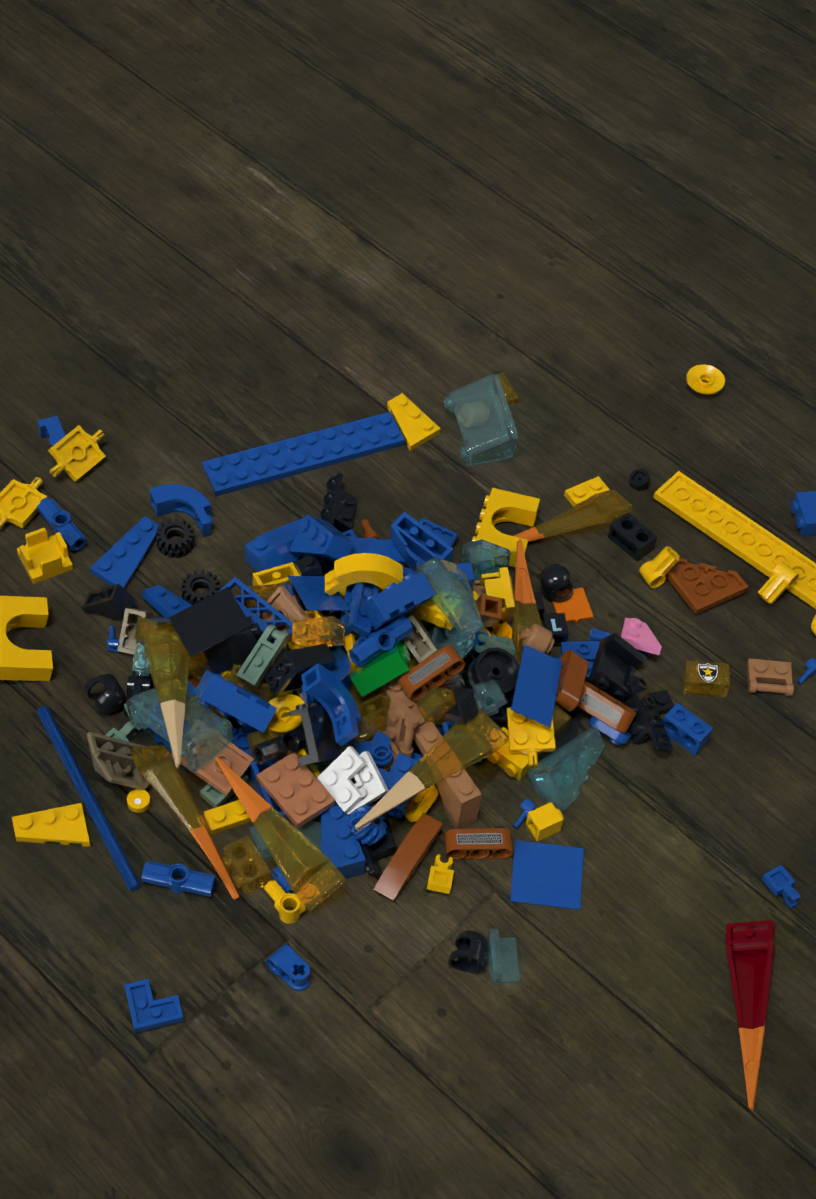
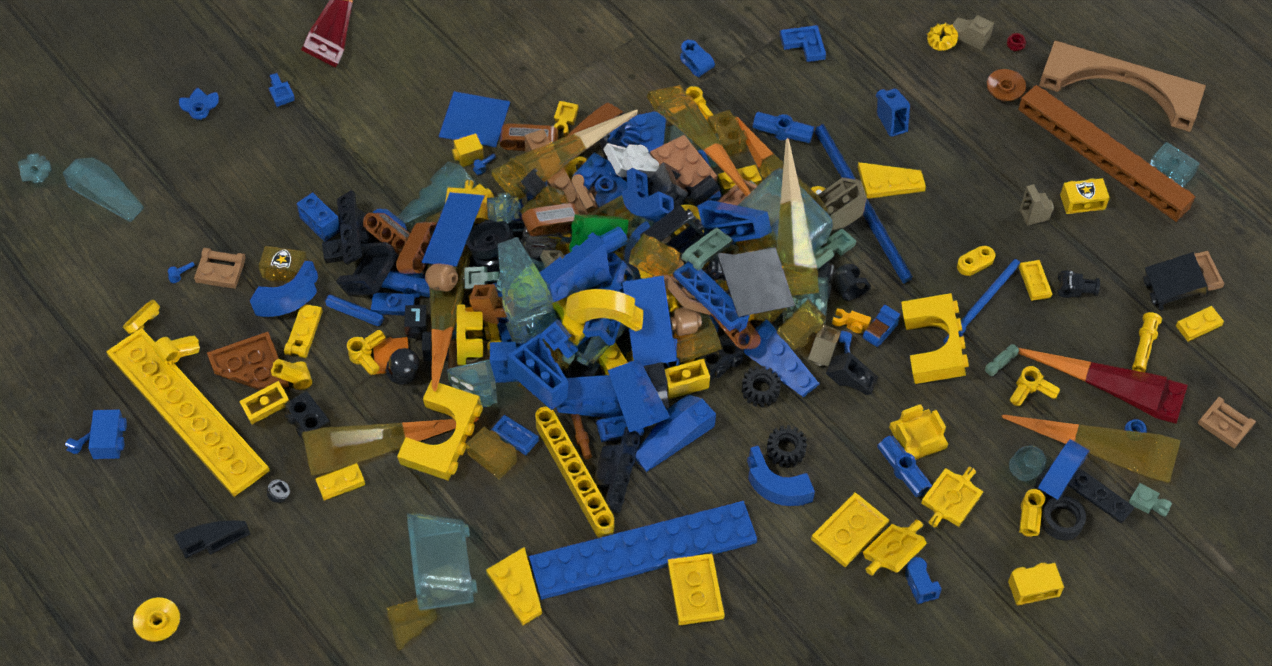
camera: 170 degrees left, 5 degrees up
(44, 903) = (893, 111): none -> blue torso
(75, 654) = (882, 326): none -> blue leg
(103, 657) = (855, 321): none -> light orange plate
(116, 473) = (850, 529): none -> yellow plate
(123, 559) = (836, 433): blue wing -> none
(255, 422) = (695, 589): none -> yellow plate
(367, 494) = (574, 480): none -> yellow beam
(454, 515) = (492, 452): none -> clear yellow brick
(471, 945) = (548, 60): black helmet -> none
(502, 958) = (526, 57): clear light blue panel -> none
(601, 600) = (364, 355): none -> yellow axle
(640, 636) = (336, 307): bright pink wing -> none
(664, 620) = (303, 330): none -> yellow plate
(680, 536) = (264, 402): none -> yellow brick
(684, 439) = (211, 536): none -> black slope
(695, 635) = (288, 297): none -> blue arch

